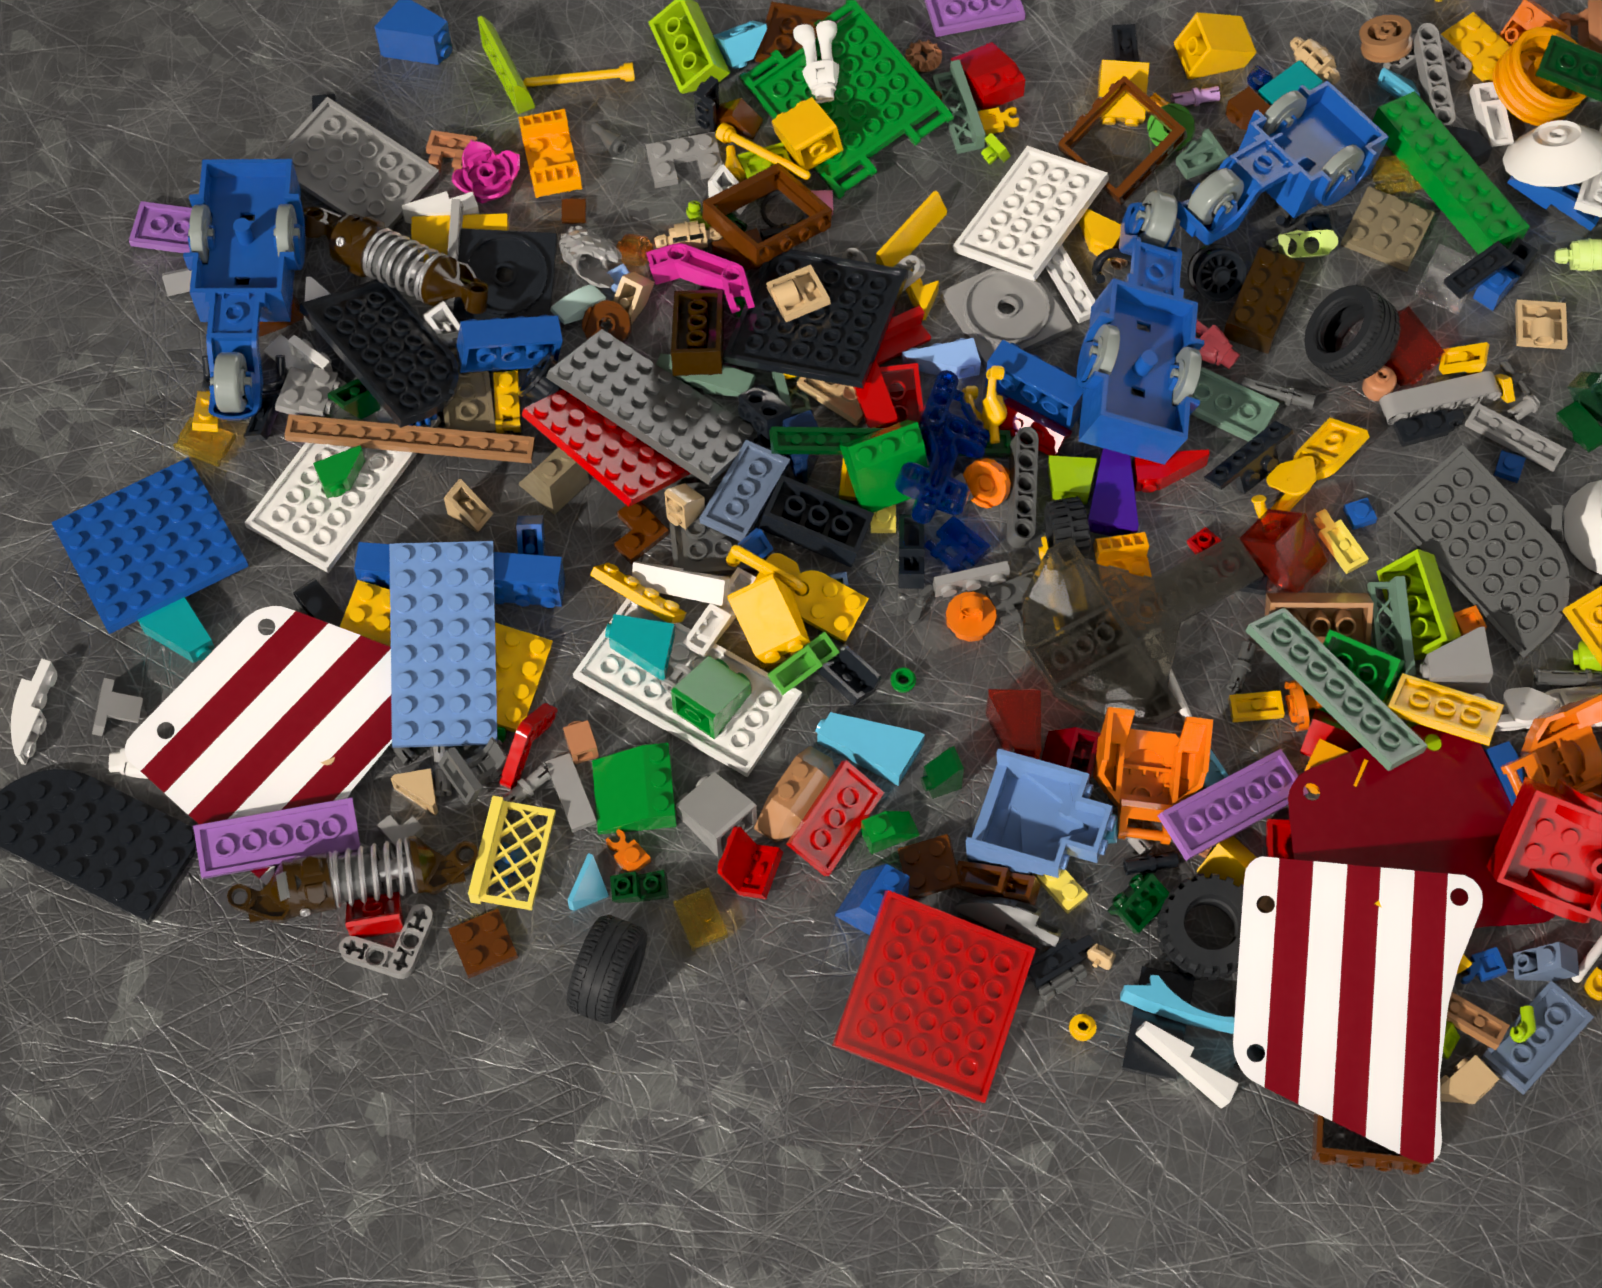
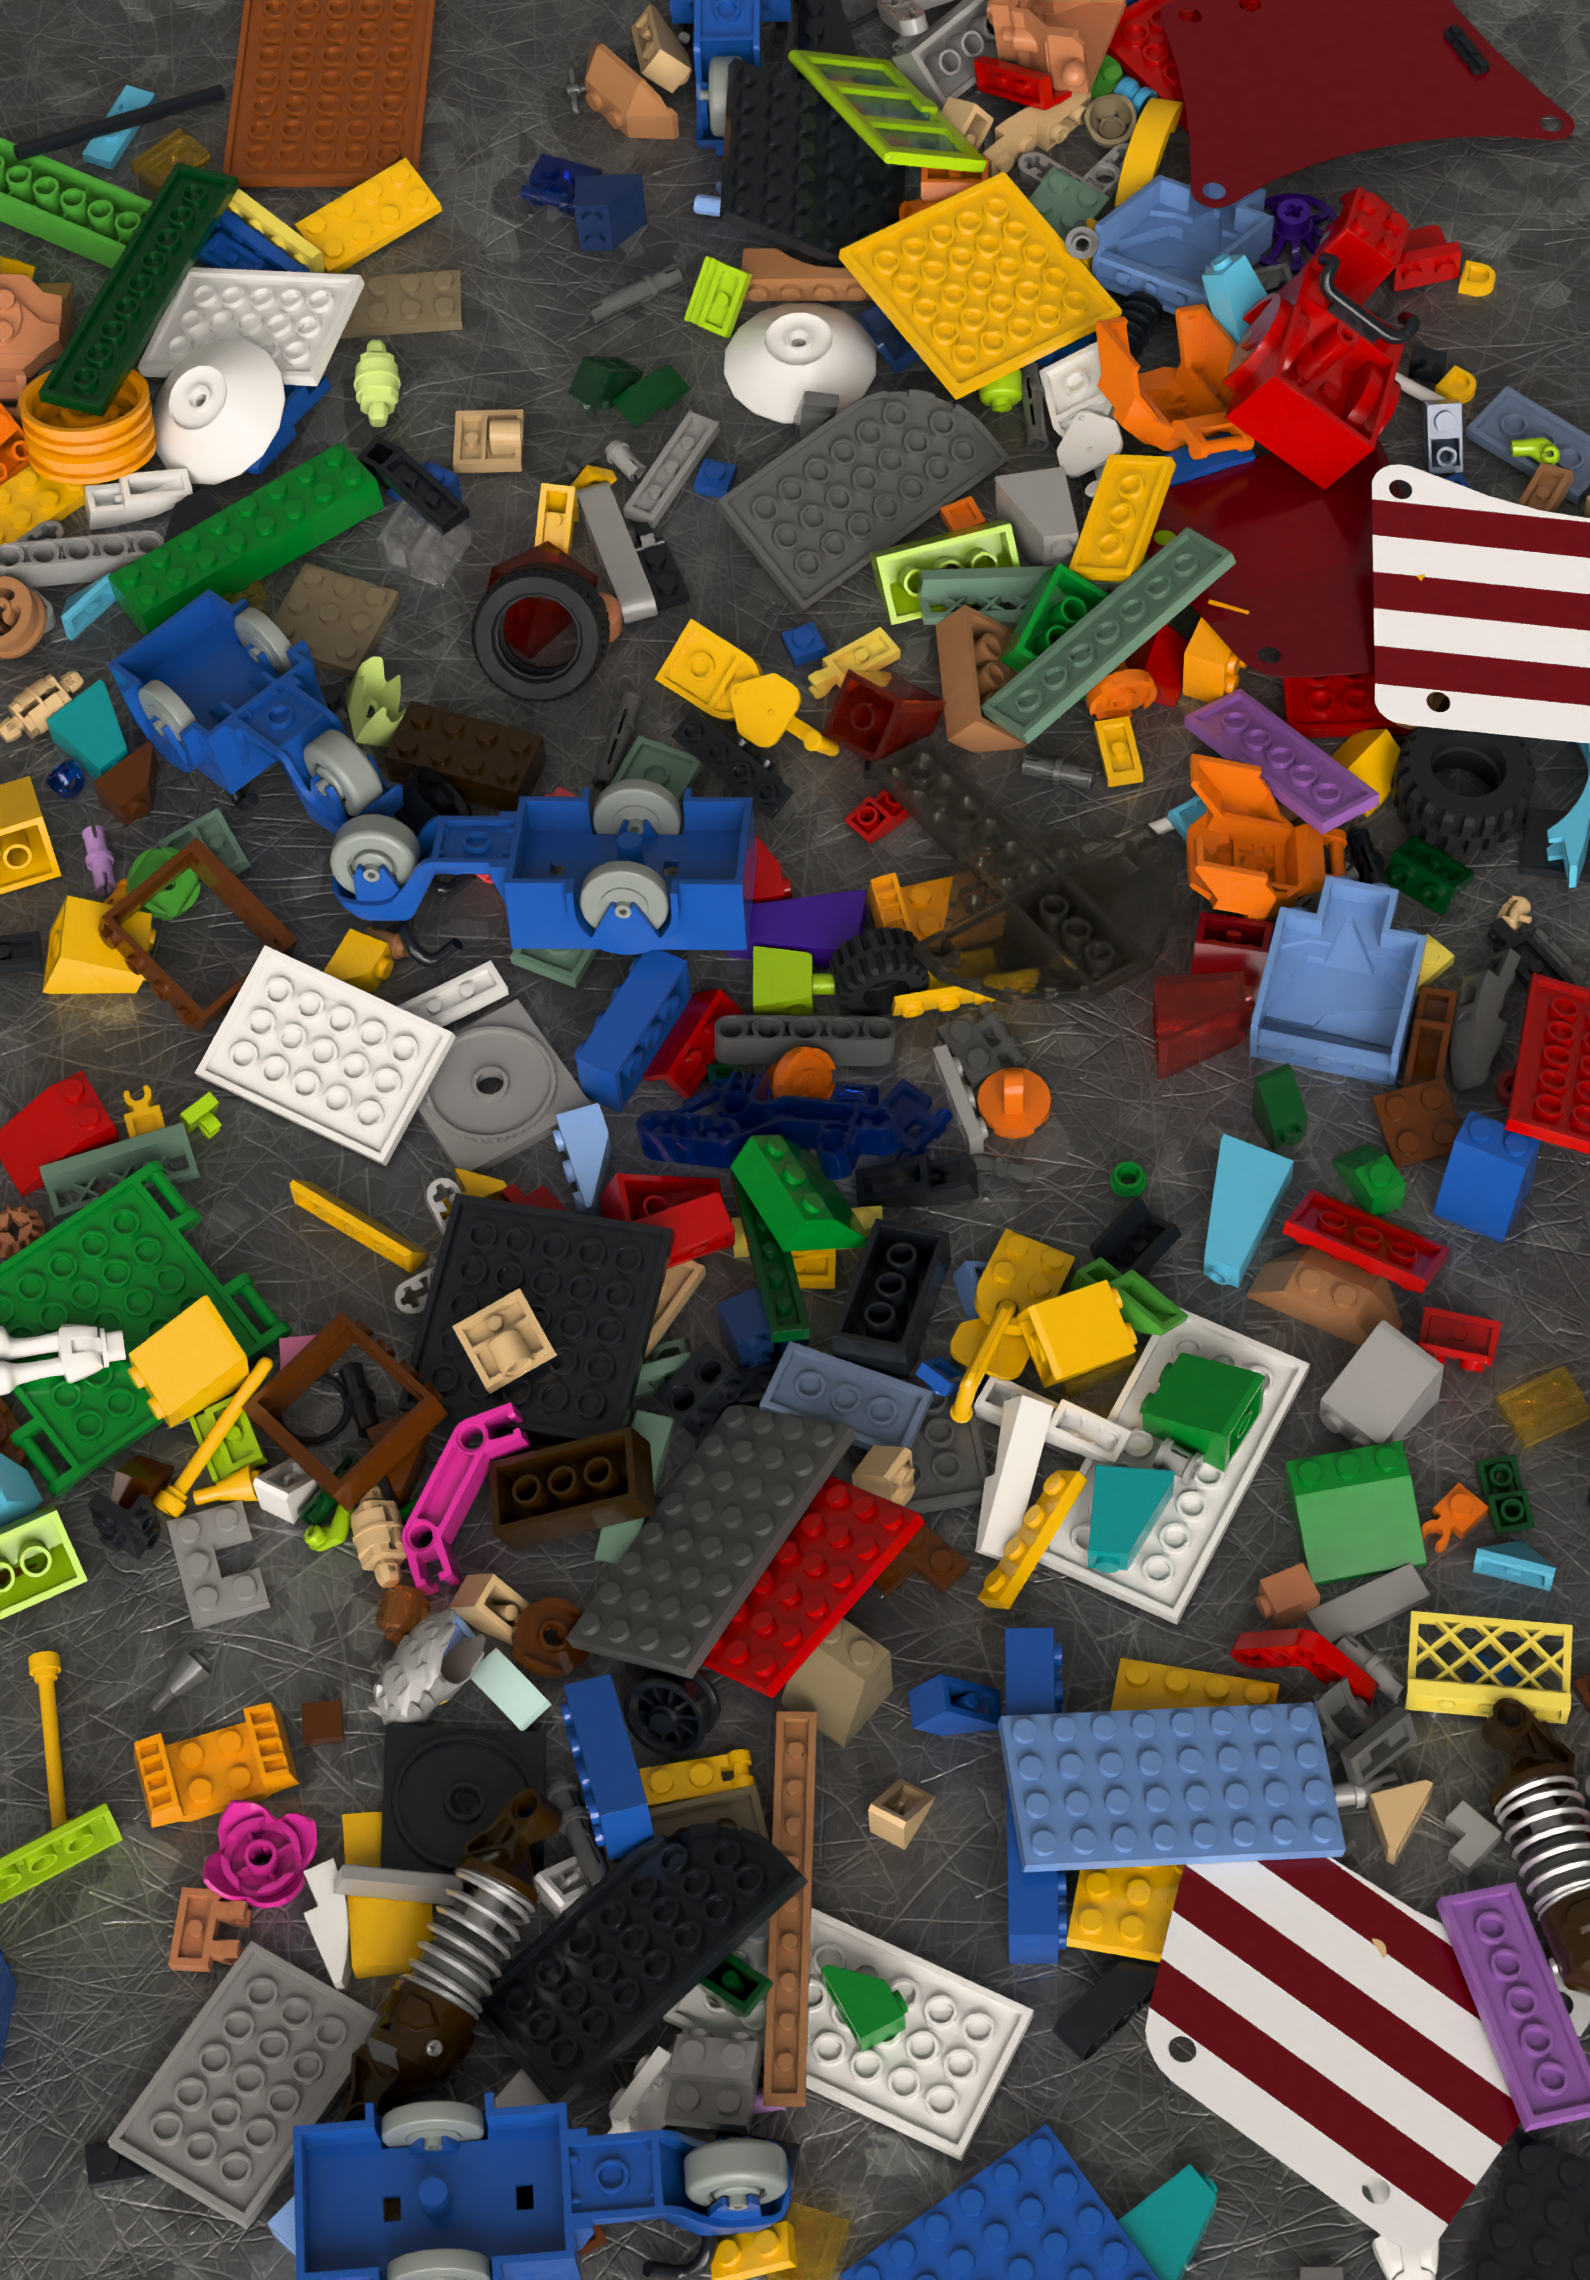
camera: 90 degrees left, 5 degrees down
(994, 408) = (684, 1072): yellow piece -> none

